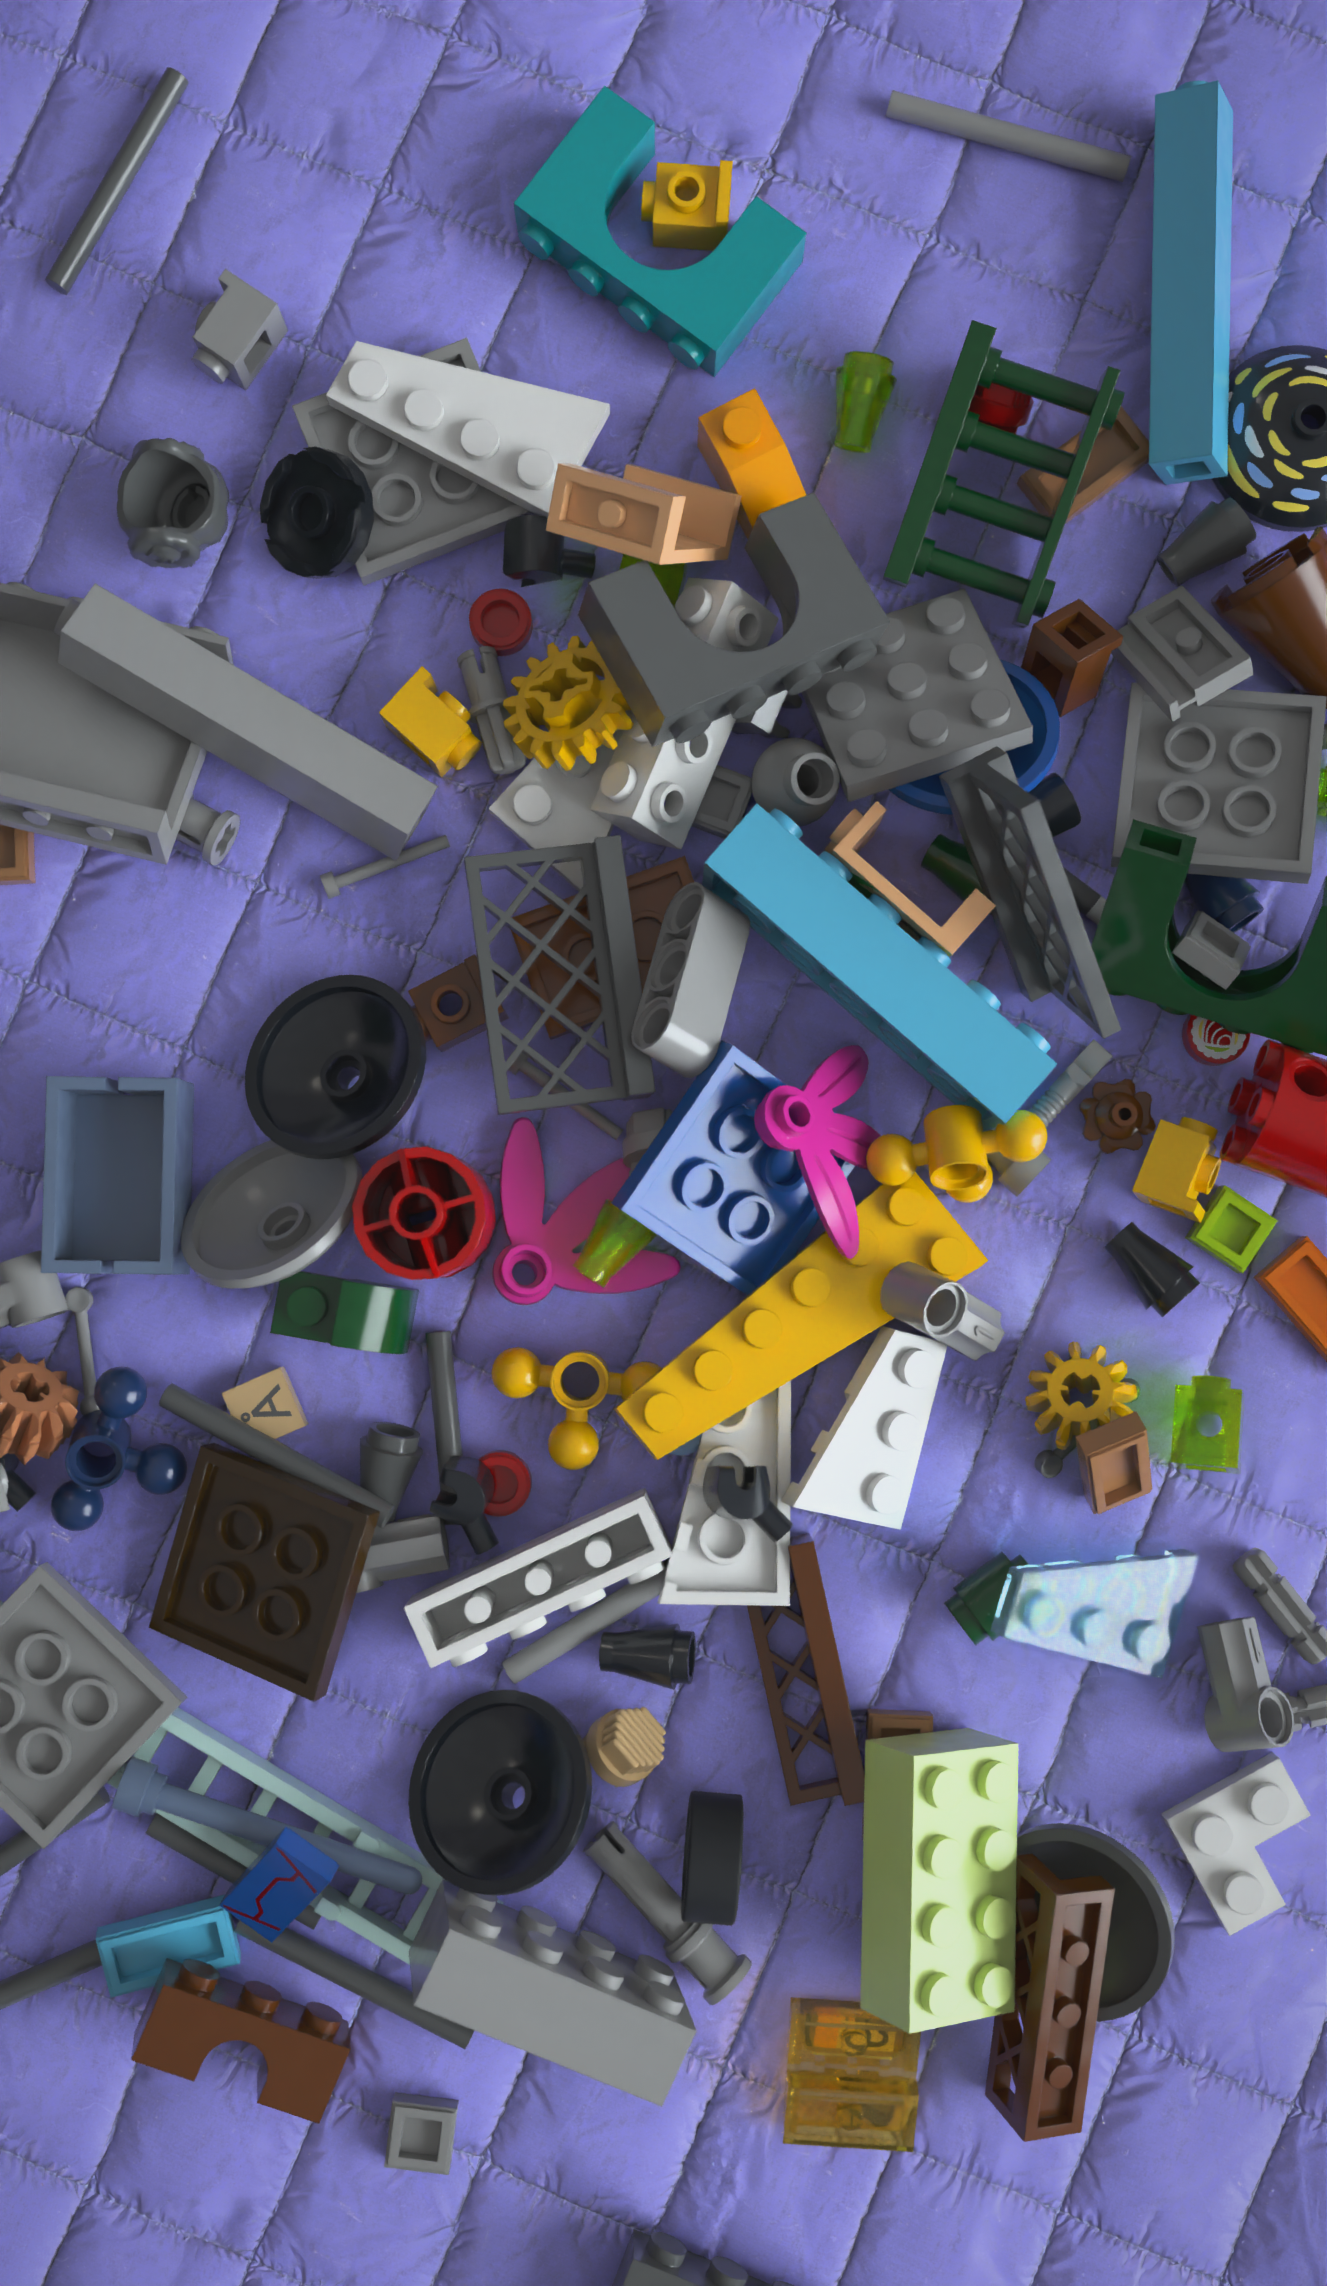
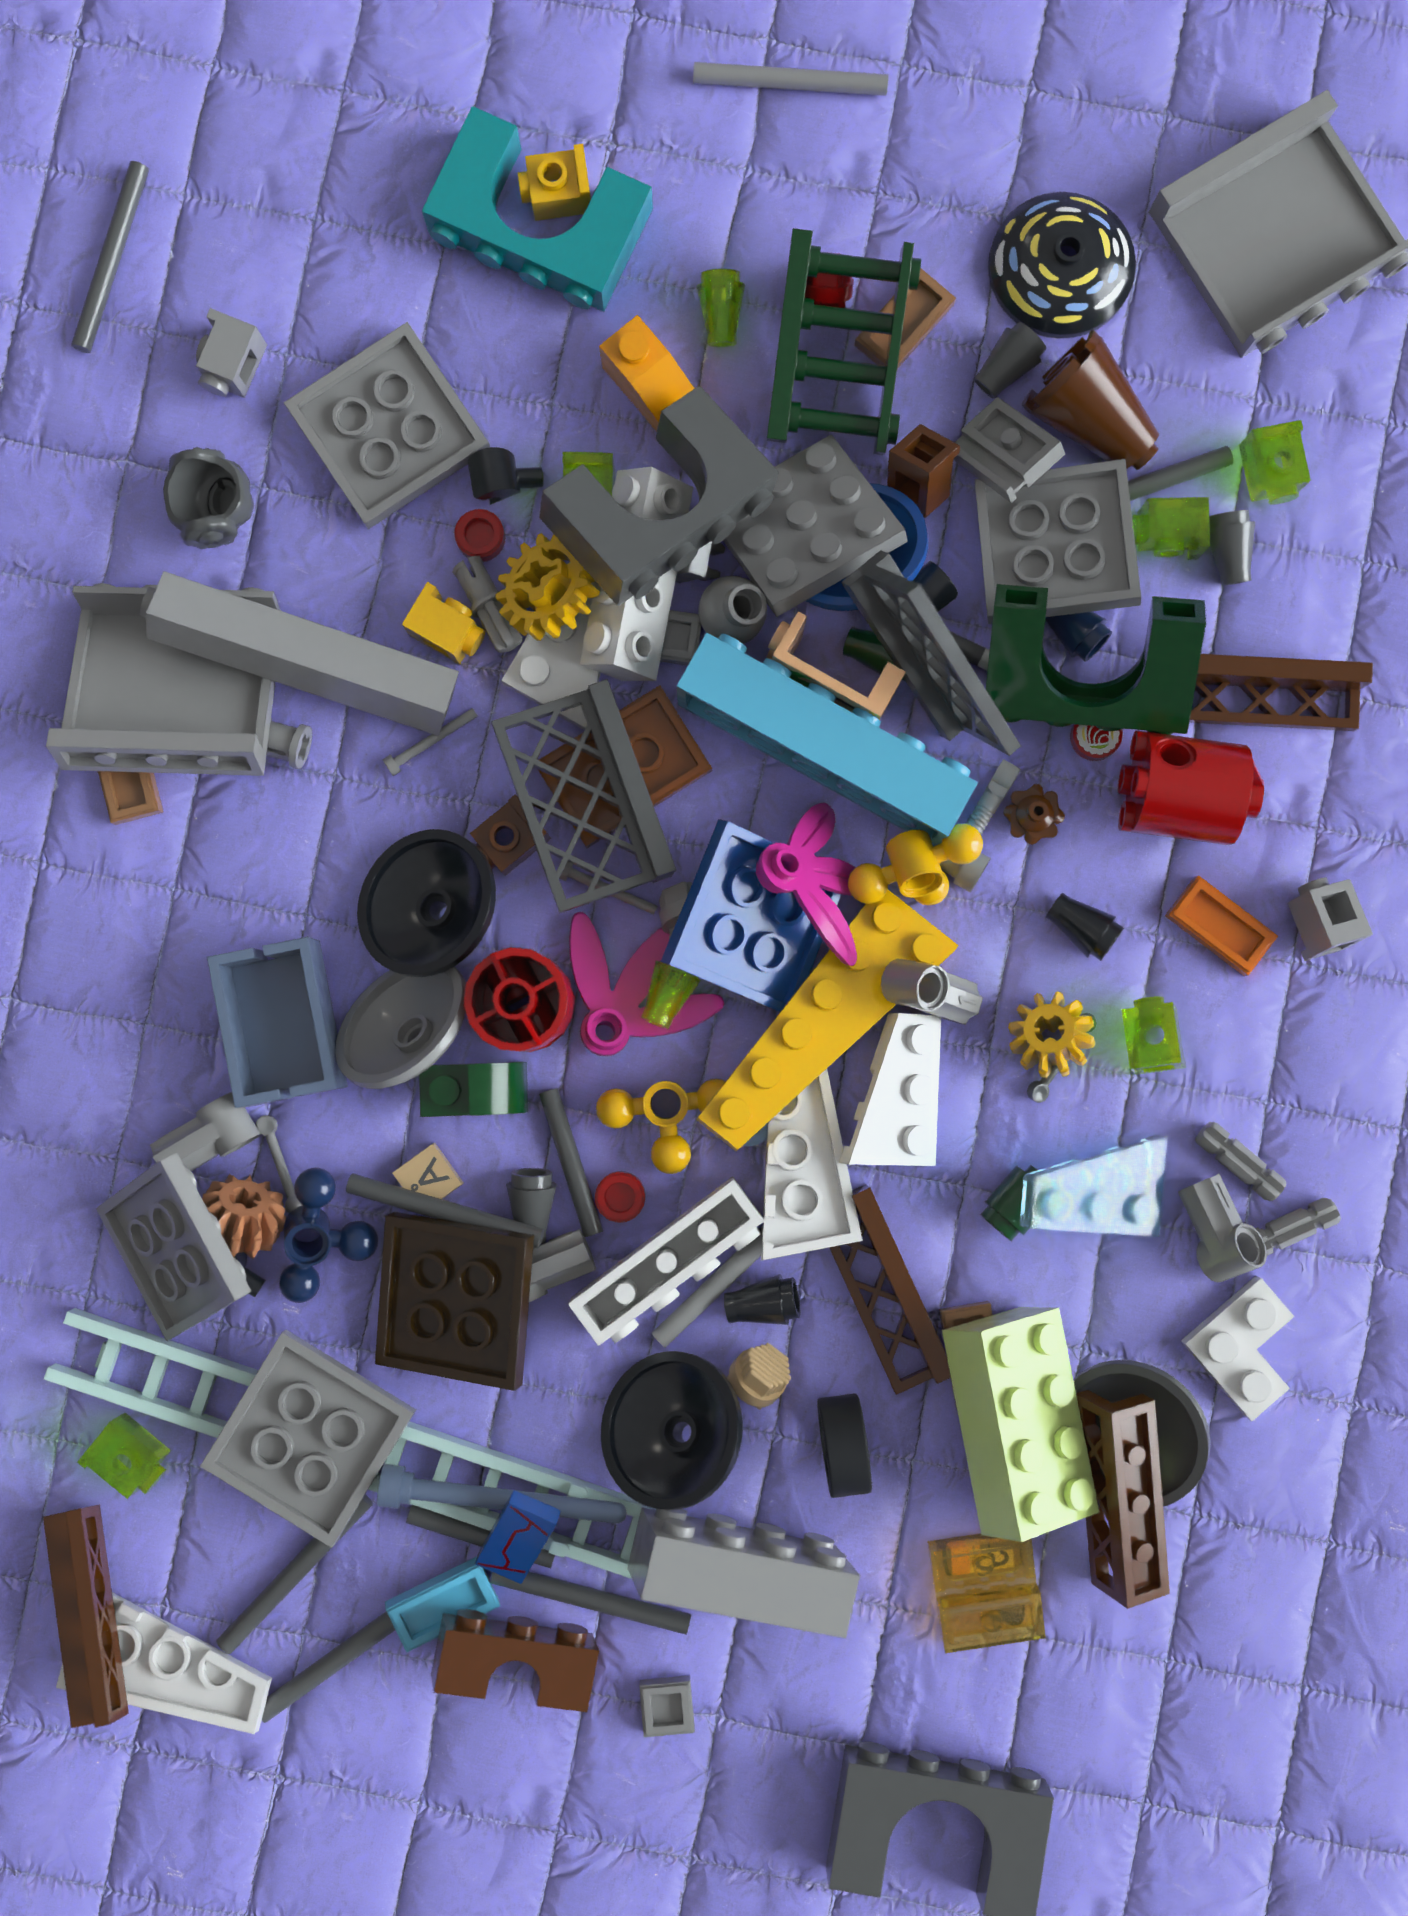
camera: 10 degrees left, 0 degrees up
(317, 513) = (320, 481): black tile -> none
(470, 420) = (432, 387): white wing -> none
(474, 1491) = (603, 1207): black piece -> none
(643, 514) = (573, 429): light nougat panel -> none
(691, 980) = (685, 779): light grey beam -> none
(691, 1943) = (838, 1513): light grey pin -> none
(744, 1502) = (816, 1165): black piece -> none
(1114, 1463) = (1087, 1079): medium nougat tile -> none
(1179, 1167) = (1089, 843): yellow brick -> none
(1191, 283) = (955, 163): medium azure brick -> none
(1212, 949) = (1078, 670): light grey tile -> none
(1231, 1229) = (1139, 882): lime tile -> none

